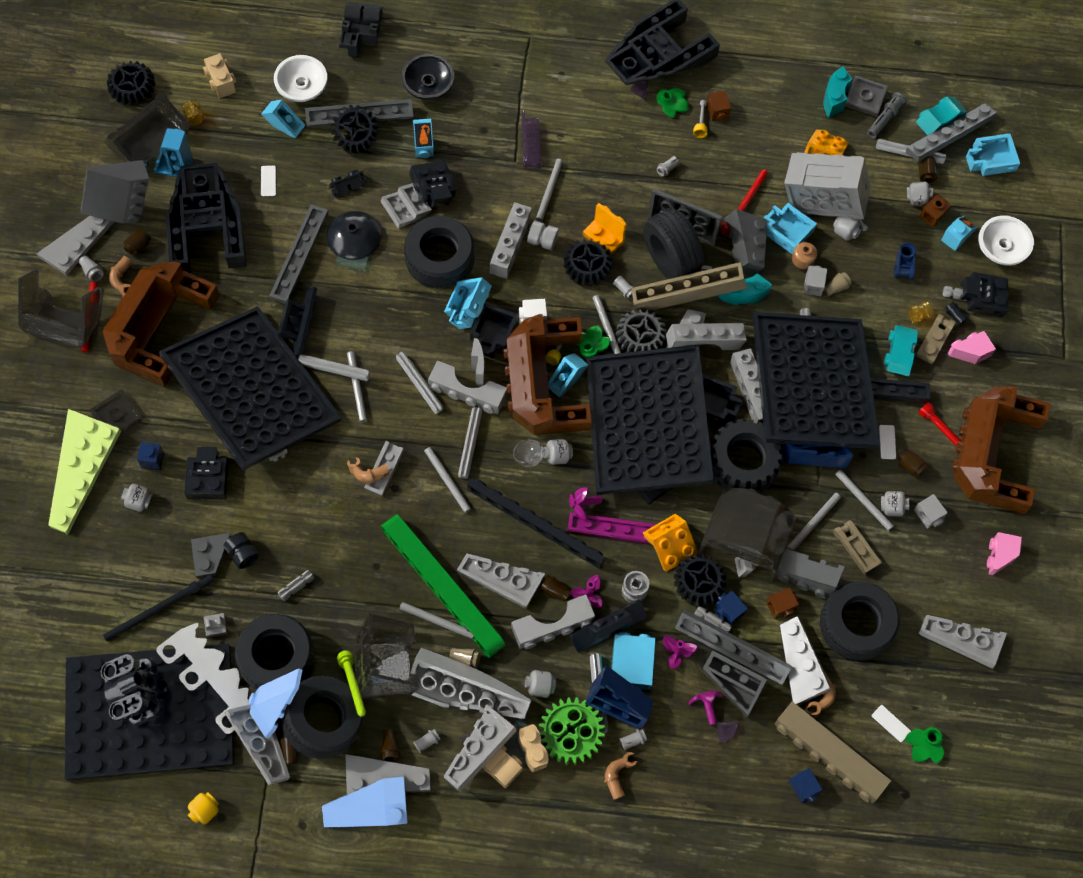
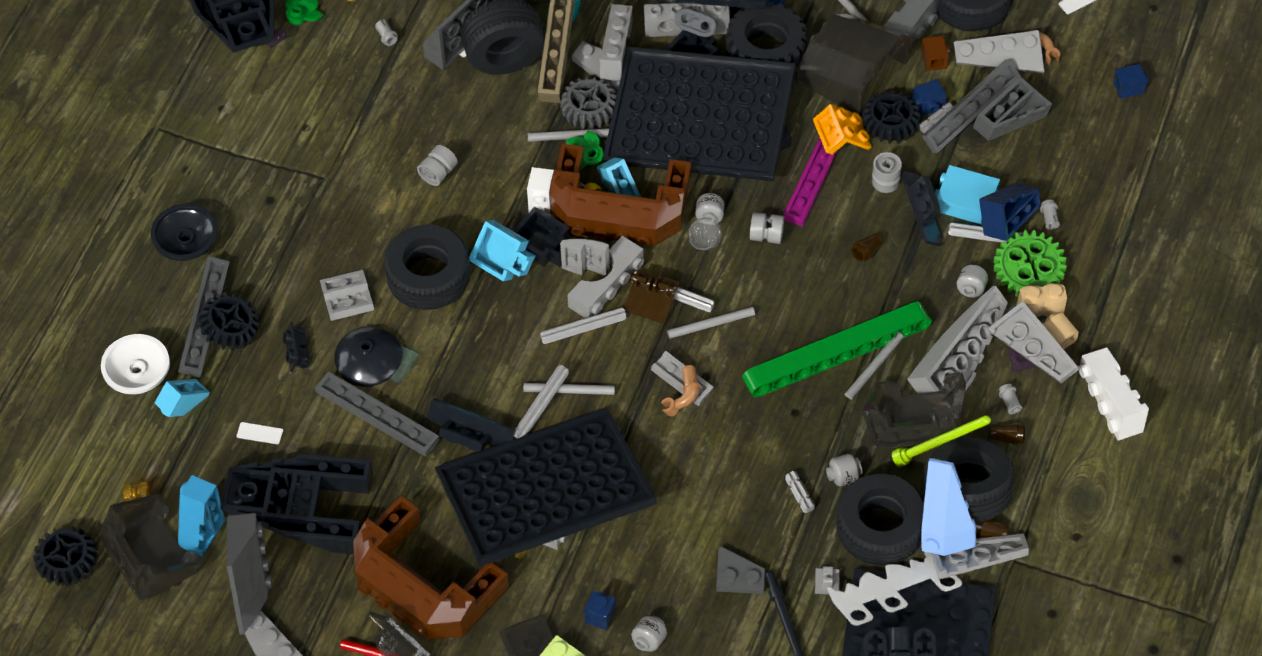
camera: 70 degrees left, 10 degrees down
(91, 269) = (321, 641): light grey cone -> none
(117, 273) = (339, 614): medium nougat piece -> none
(136, 242) = (302, 583): dark brown brick -> none
(203, 808) = (1041, 621): yellow head -> none
(206, 475) = (639, 557): black piece -> none
(221, 79) = (94, 453): tan brick -> none
(241, 550) = (746, 534): black wheel -> none
(322, 615) = (844, 470): none -> light grey head
(360, 25) = (78, 288): black plate -> none
(366, 771) = (1040, 452): light grey wing -> none
(373, 805) = (1074, 455): light blue wedge -> none
(423, 138) = (269, 254): slope -> none
(433, 182) = (329, 255): black piece -> none
(450, 828) = (1113, 393): none -> white wedge
(458, 425) = (651, 296): none -> dark brown hinge
(466, 656) = (925, 341): dark tan cone -> none
(508, 581) = (848, 287): light grey wing -> none
(510, 240) = (433, 198): light grey brick -> none
(529, 631) = (902, 233): light grey arch -> none
(530, 142) = (305, 155): clear purple panel -> none
(539, 525) = (782, 252): black plate -> none
(550, 187) = (375, 151): light grey bar -> none
(550, 501) = (759, 224): none -> light grey wheel
(579, 266) = (484, 132): black gear -> none
(580, 500) = (773, 194): magenta plant -> none
(592, 586) = (879, 216): magenta plant -> none
(606, 229) = (450, 104): light orange bracket -> none
(612, 776) = (1084, 241): medium nougat piece -> none
(624, 287) = (526, 106): light grey pin -> none
(678, 648) = (962, 150): magenta plant -> none
(708, 697) = (1021, 138): magenta plant -> none
(726, 731) = (1058, 136): clear purple tile -> none
(741, 392) = (694, 23): none -> plate
(744, 567) = (886, 76): light grey tile -> none
(832, 752) = (1100, 51): dark tan brick -> none

